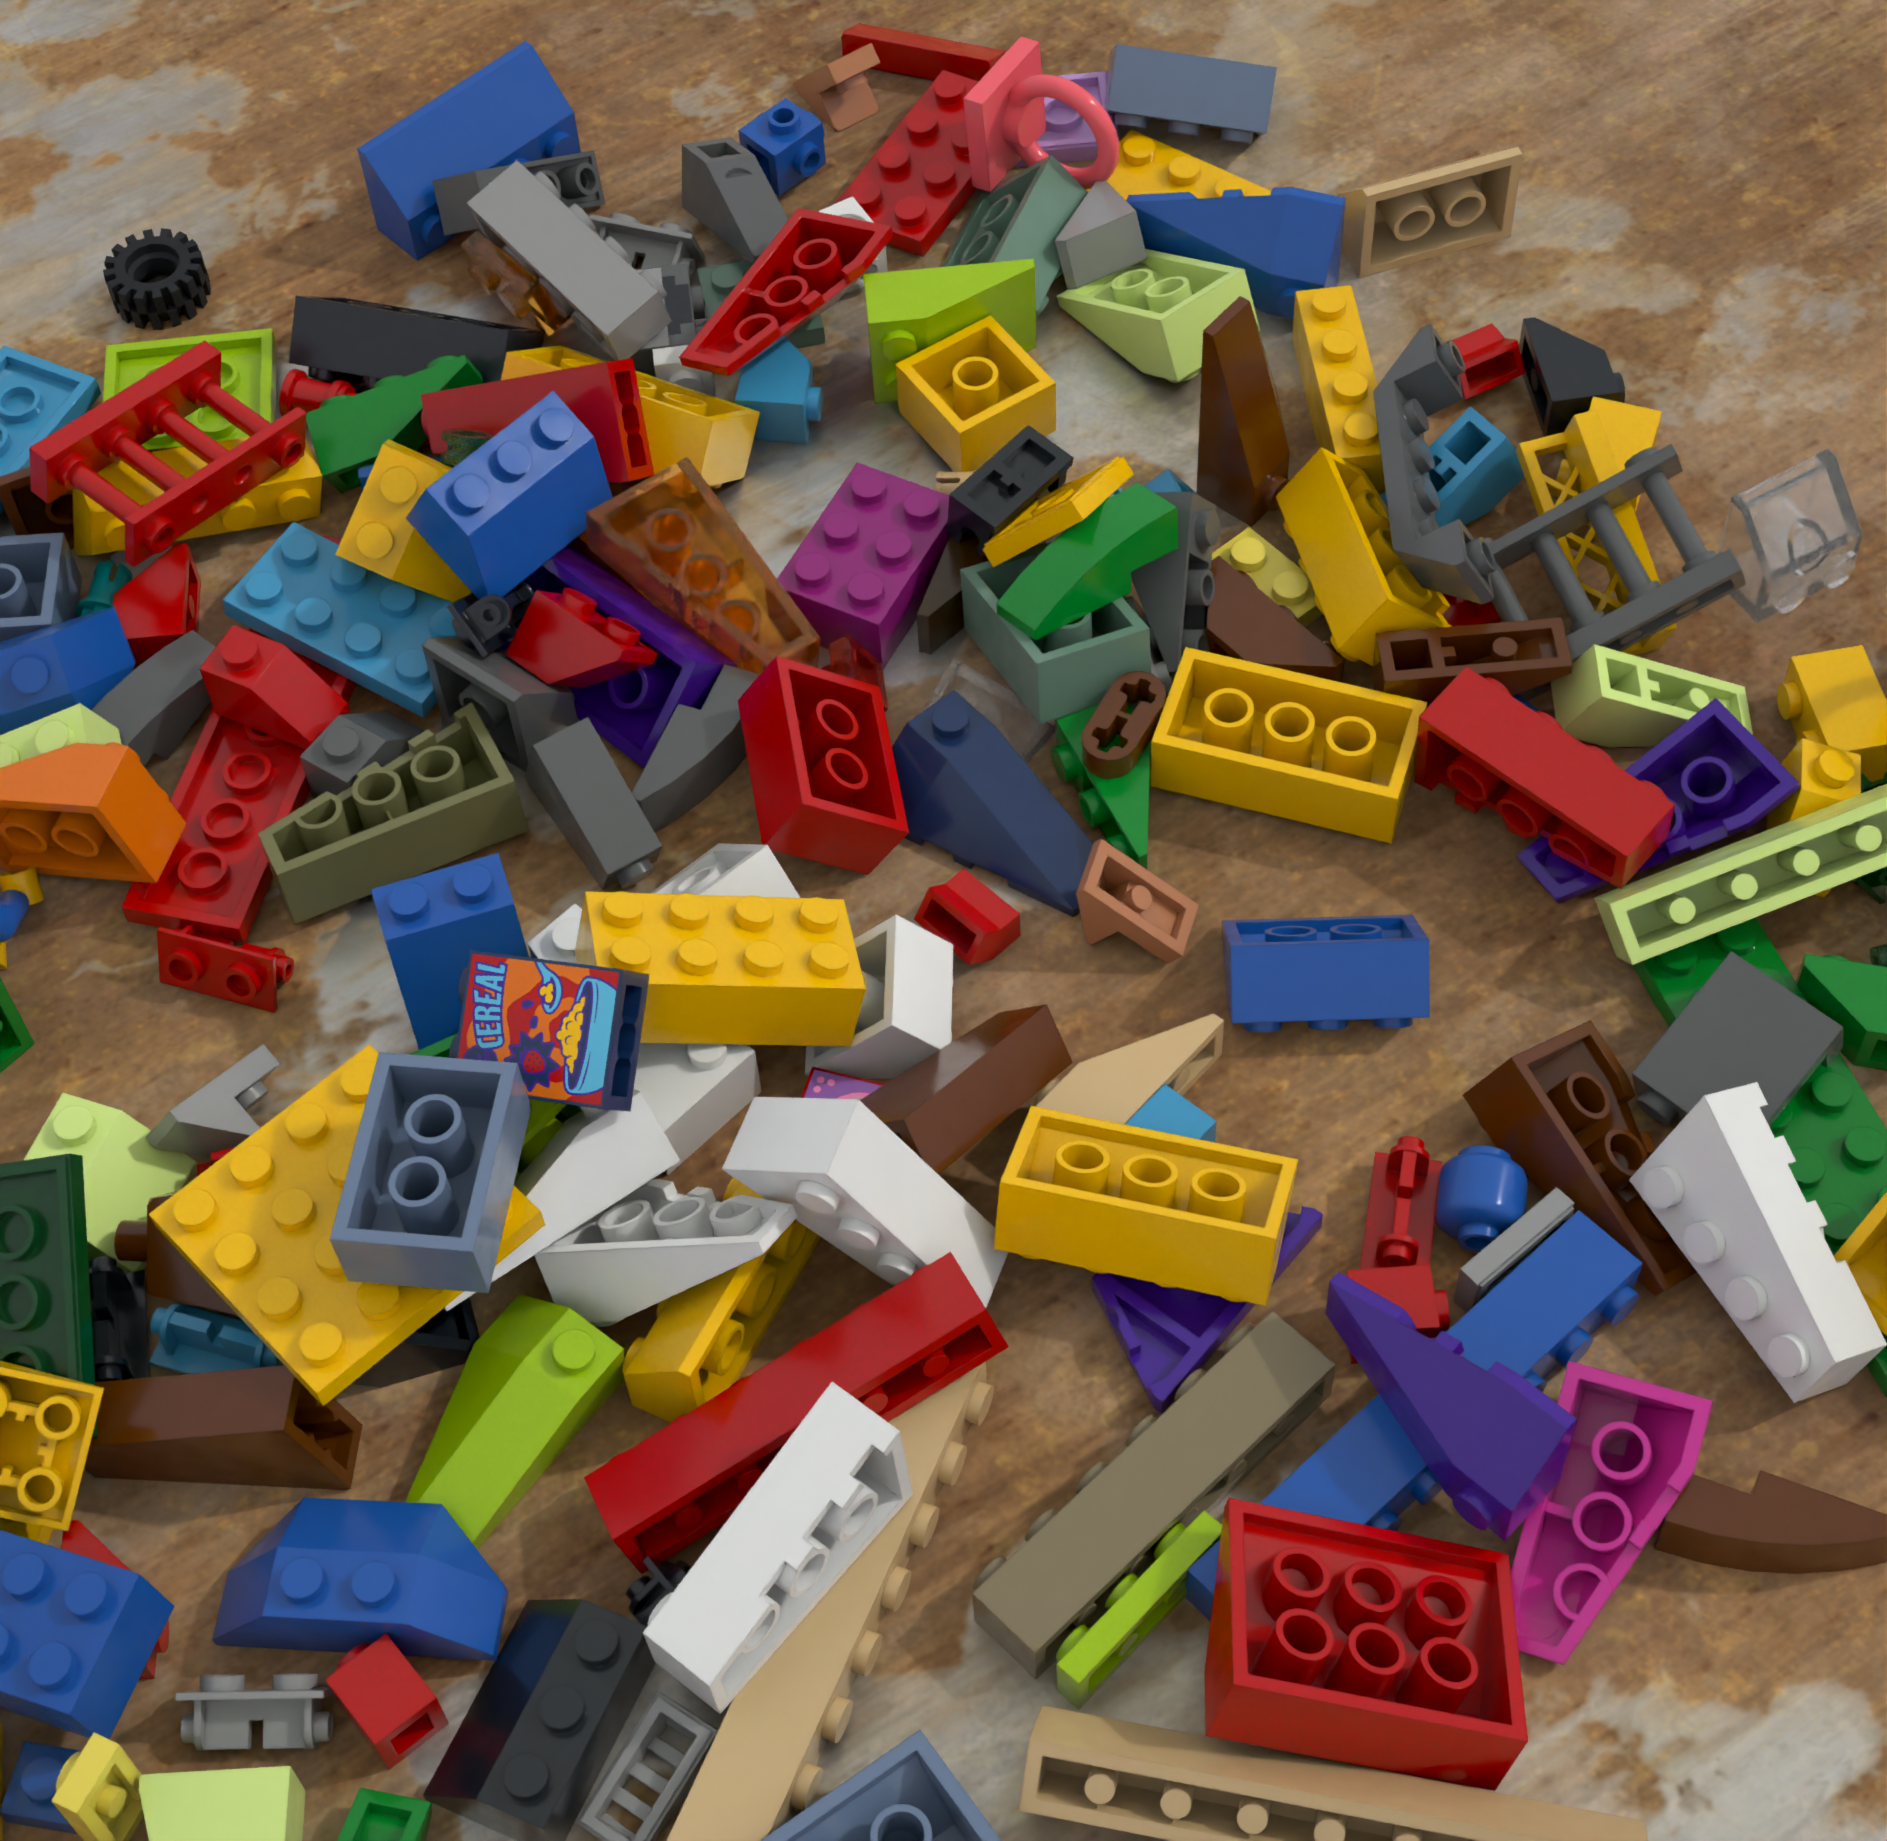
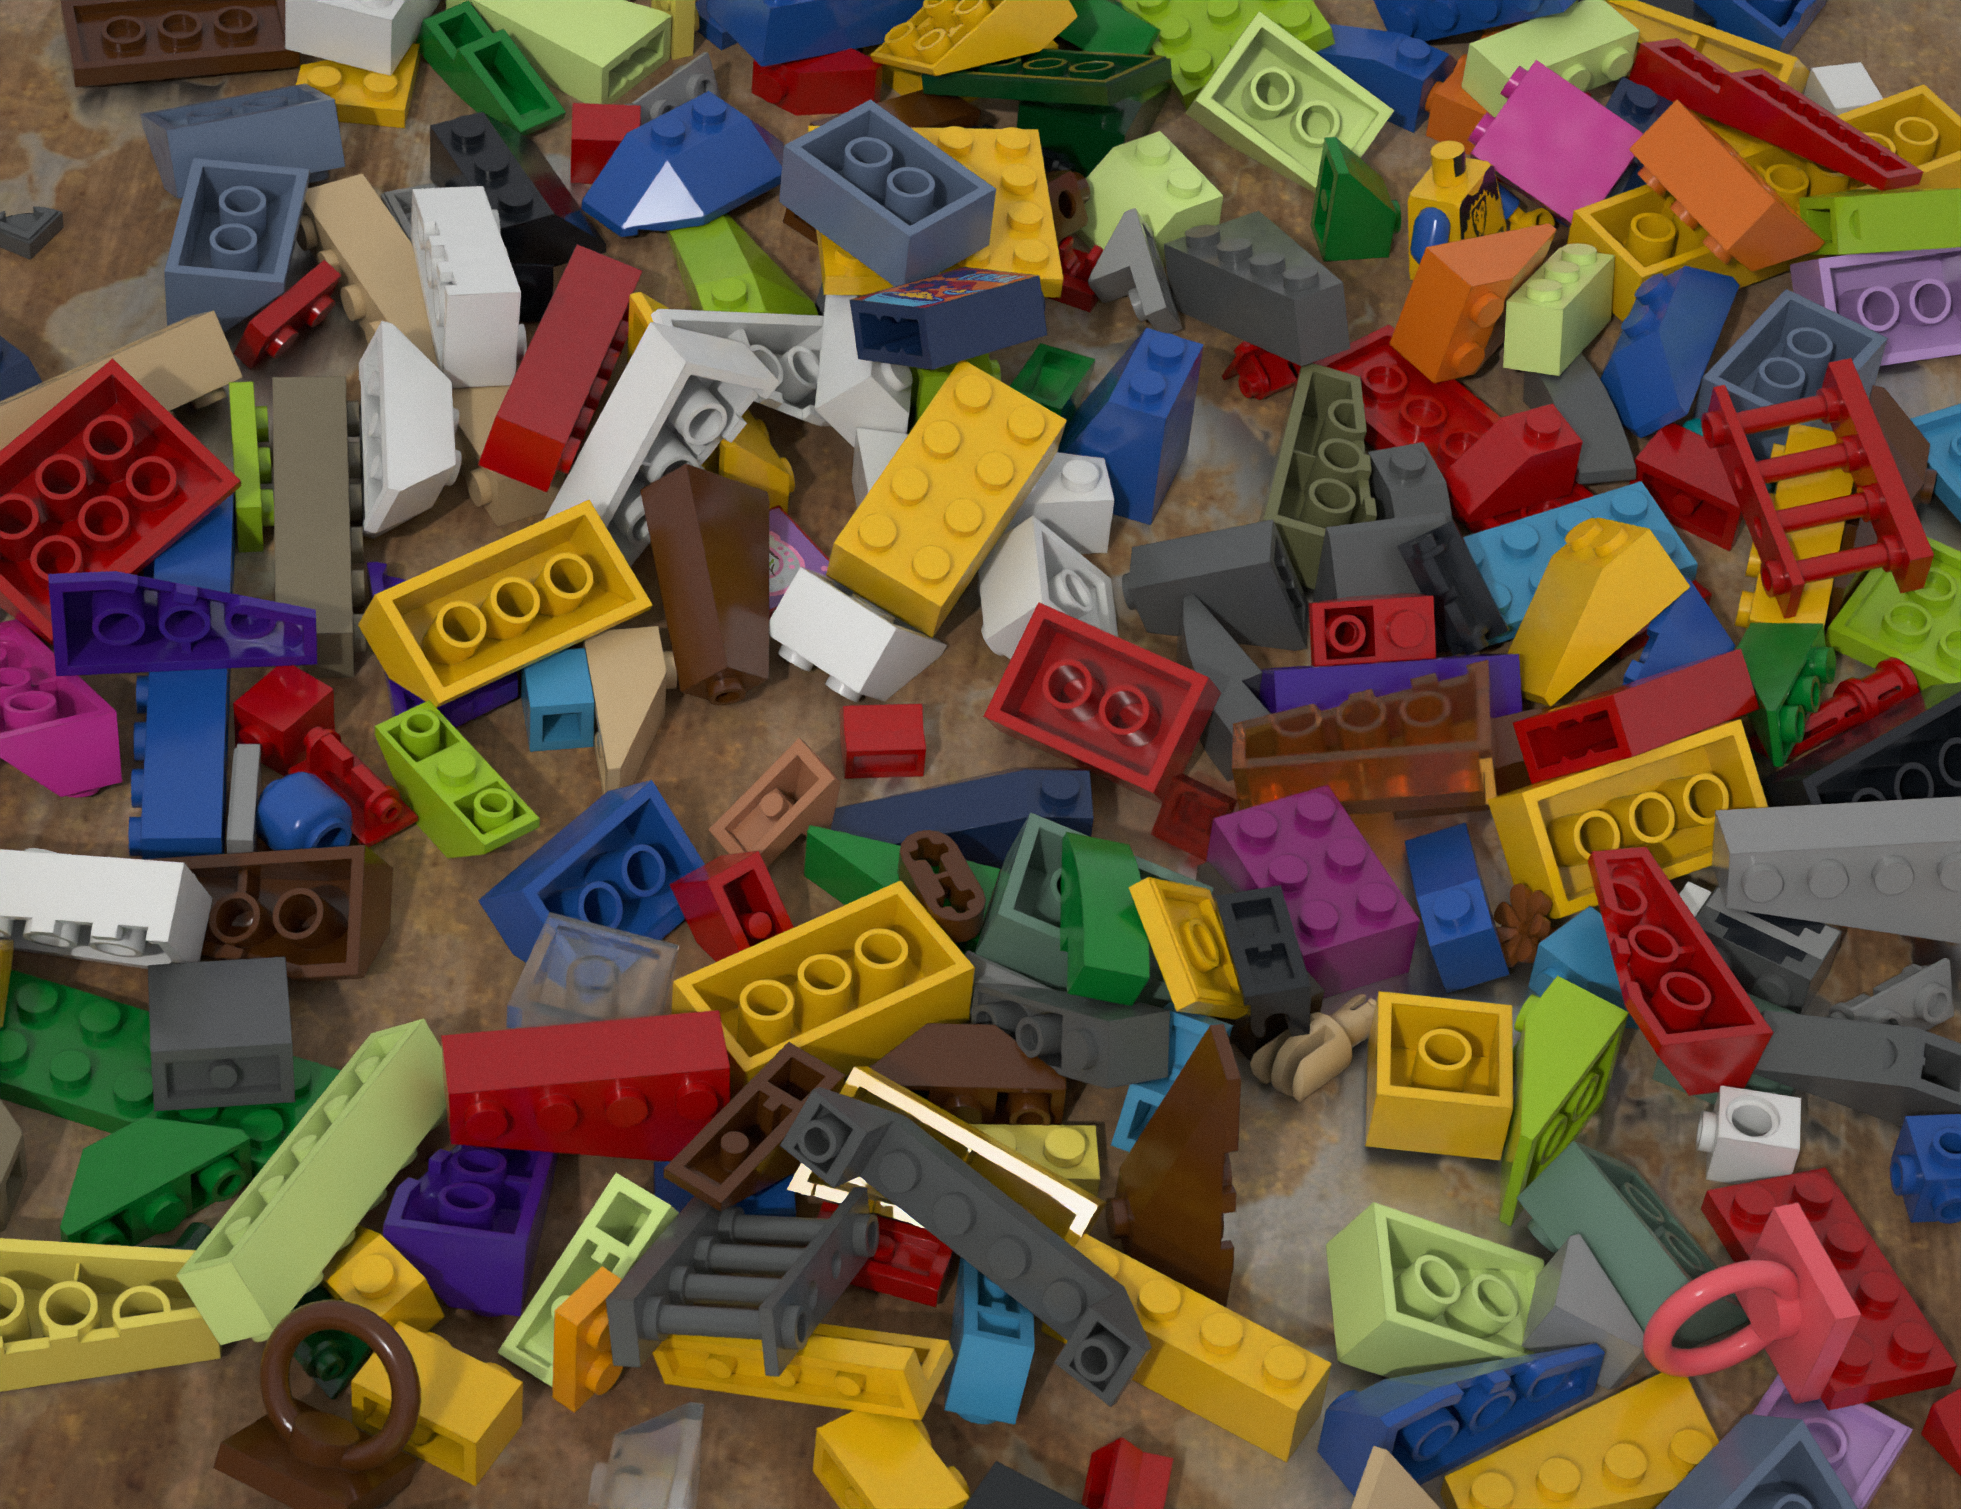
camera: 120 degrees right, 10 degrees down
(185, 974) = (1259, 288): none -> dark grey wedge
(461, 444) = (1632, 642): clear green bush -> none
(514, 499) = (1534, 611): blue slope -> none
(778, 445) = (1523, 924): none -> dark orange plant
(798, 481) = (1455, 908): none -> blue slope
(955, 1739) = (277, 324): none -> red plate
(1028, 1451) = (404, 432): none -> white wedge
(1255, 865) = (731, 904): none -> red slope
(1346, 1105) = (450, 785): none -> lime slope
(1452, 863) = (590, 975): none -> clear slope
(1712, 639) = (583, 1343): none -> light orange wing

